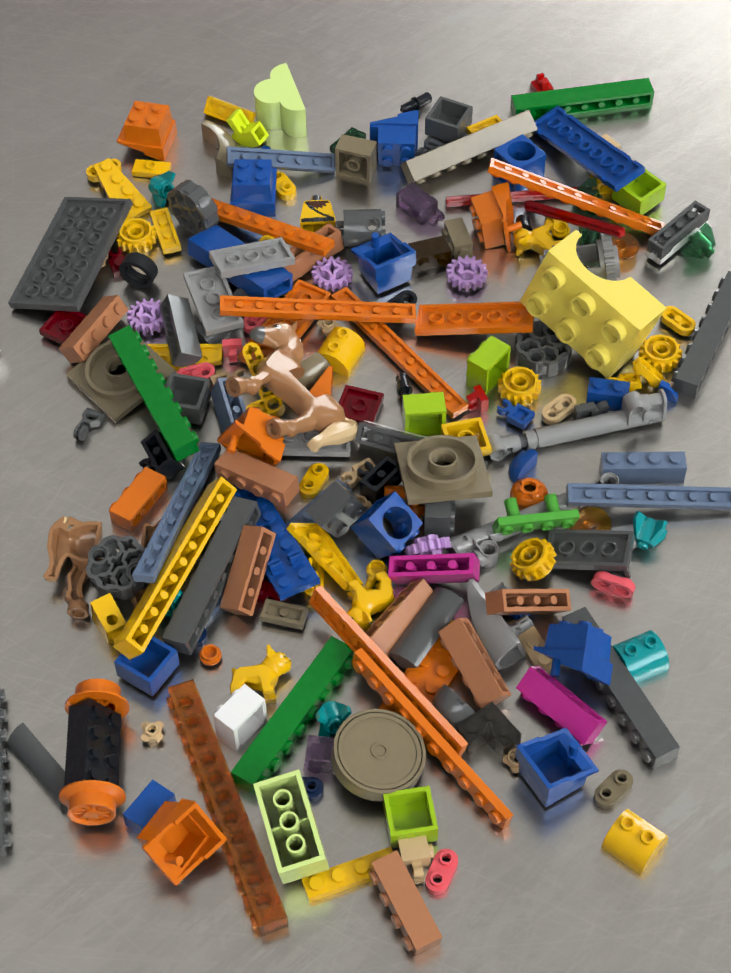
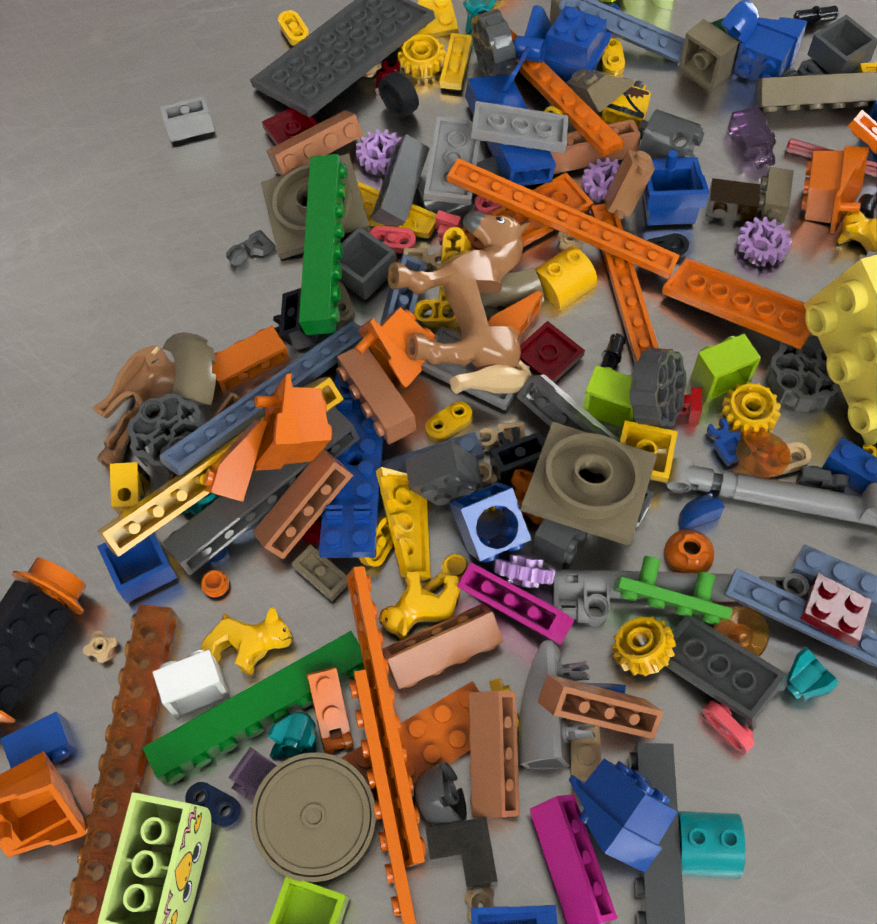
camera: 30 degrees right, 10 degrees up
(17, 251) = (292, 26): none -> yellow plate
(106, 513) = (192, 367): none -> dark tan brick
(192, 560) = (234, 467): none -> orange slope
(219, 513) = (294, 426): none -> orange piece
(223, 199) = (533, 44): none -> blue piece
(290, 210) = (598, 88): none -> dark tan slope
(345, 687) = (330, 709): none -> orange plate
(354, 267) = (629, 183): none -> medium nougat brick
(372, 126) = (741, 21): none -> blue brick
(424, 628) = (465, 673): dark grey brick -> none
(453, 391) = (658, 387): none -> dark grey connector
(543, 410) = (762, 462): none -> clear orange dish
(642, 481) = (836, 609): none -> plate

